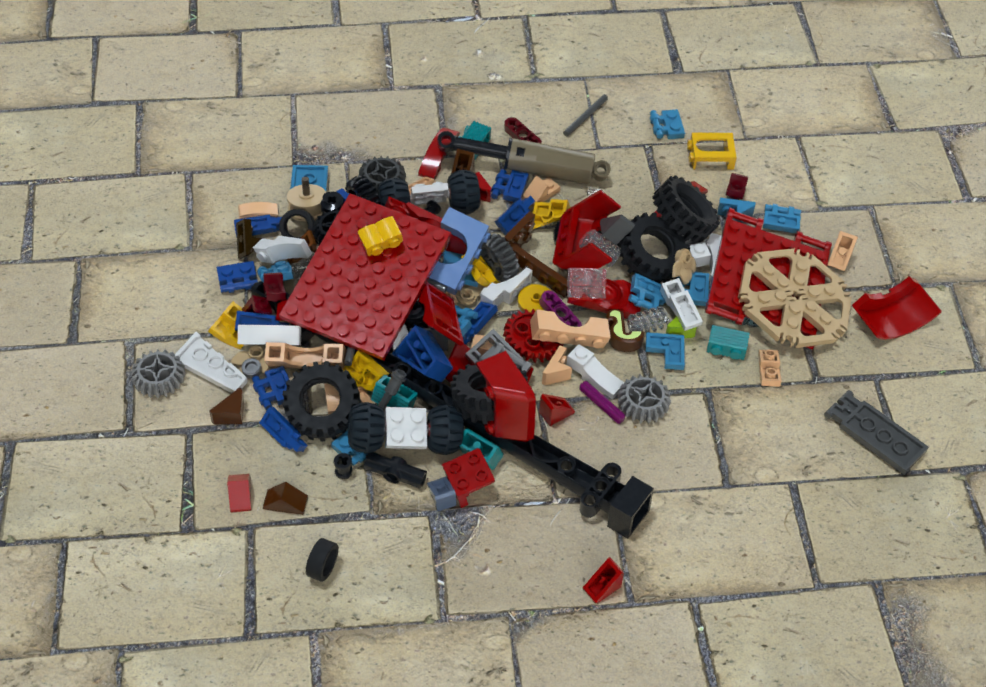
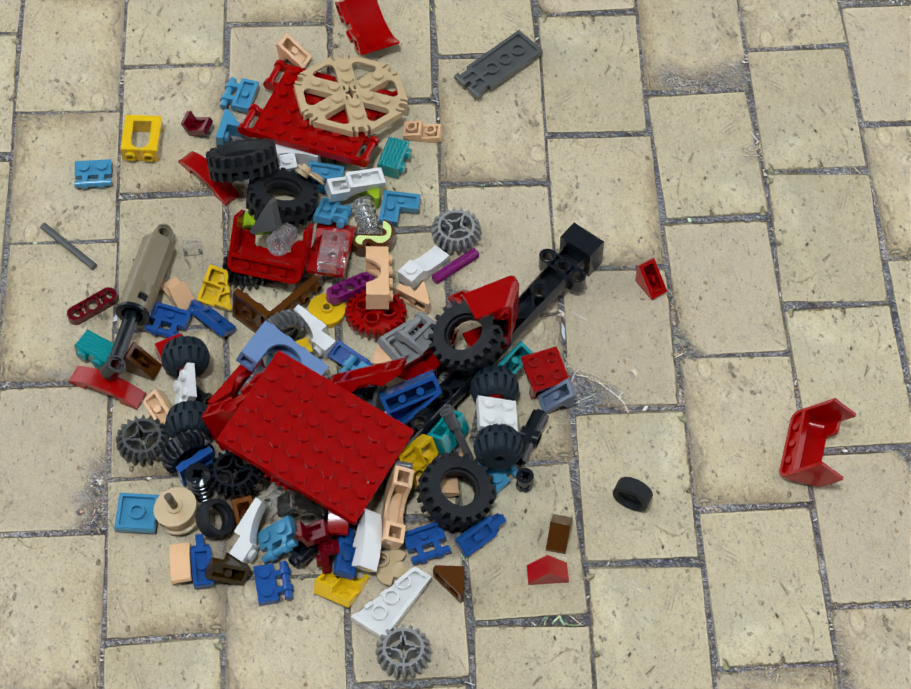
camera: 85 degrees left, 5 degrees up
(251, 368) = (401, 562): flat silver tile -> none
(380, 236) = (284, 409): yellow brick -> none

